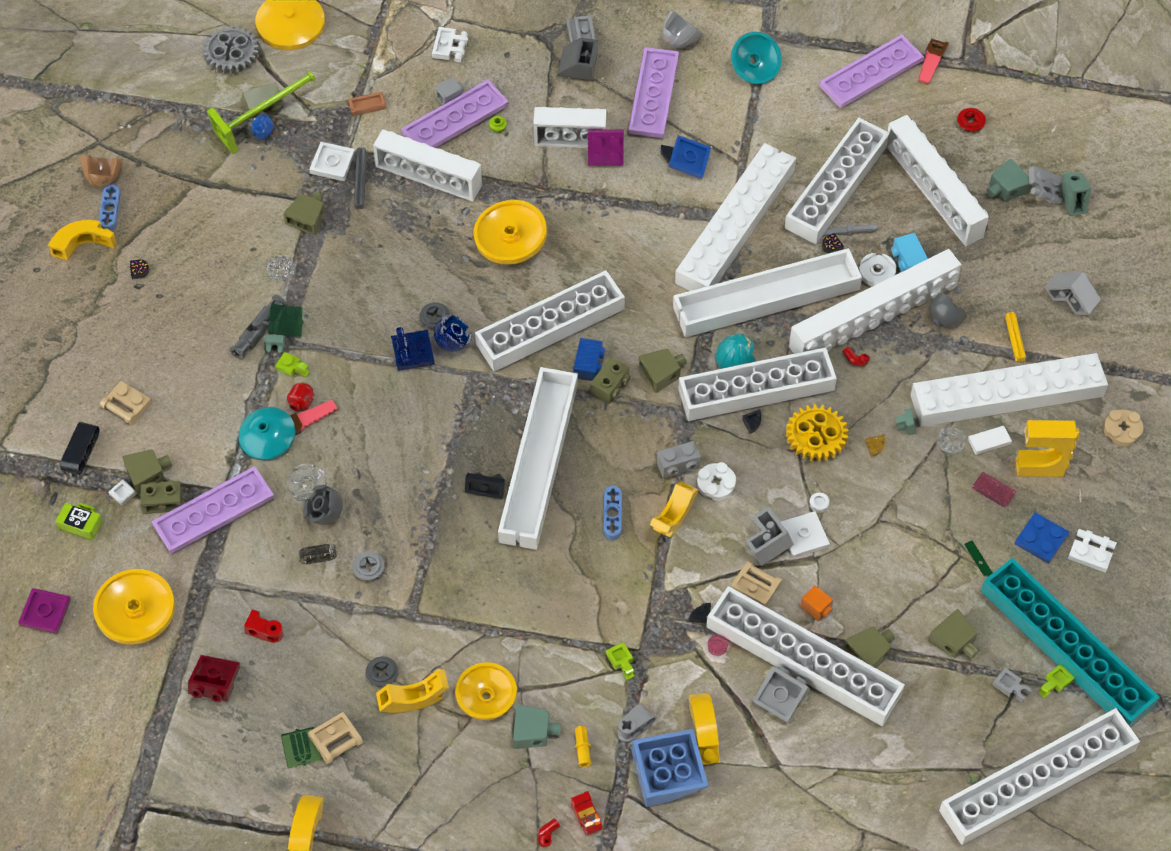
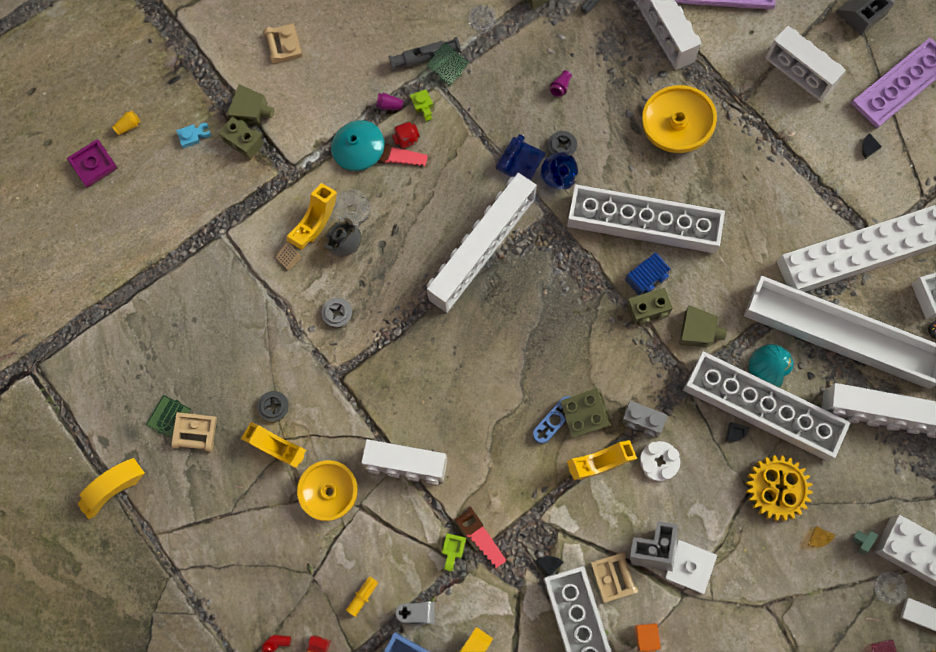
camera: 45 degrees right, 15 degrees up
(45, 558) = (126, 122): none -> yellow cone
(79, 448) = (221, 54): black beam -> none
(79, 520) = (172, 111): lime piece -> none
(113, 528) = (190, 135): none -> medium azure plate
(122, 492) = (219, 112): white tile -> none
(134, 606) = (147, 210): yellow dish -> none
(212, 510) = (266, 176): lavender plate -> none
(213, 678) = (153, 311): dark red plate -> none
(262, 383) = (388, 102): none -> magenta cone
(262, 628) = (220, 300): red leg -> none
(278, 340) = (425, 72): sand green tile -> none
(284, 506) = (318, 213): none -> yellow arch
(287, 555) = (288, 256): none -> tan slope
(317, 553) = (309, 272): clear smoke beam -> none
(392, 272) = (560, 84): none -> magenta cone
(439, 428) = (481, 242): none -> white brick
(485, 485) = (474, 314): black tile -> none
(500, 127) = (748, 22): lime plate -> none
(527, 623) = (404, 461): none -> white brick
(532, 727) = (338, 548): sand green torso -> none
(538, 458) = (535, 328): white piece -> none
(606, 147) = (819, 102): magenta plate -> none
(632, 487) = (586, 413): none -> olive bracket
(632, 635) = (480, 537): none -> coral piece
(689, 157) = (884, 161): blue plate -> none
(717, 645) = (538, 602): clear pink tile -> none
(819, 502) = (728, 549): white tile -> none
(861, 360) = (869, 448): red arm -> none

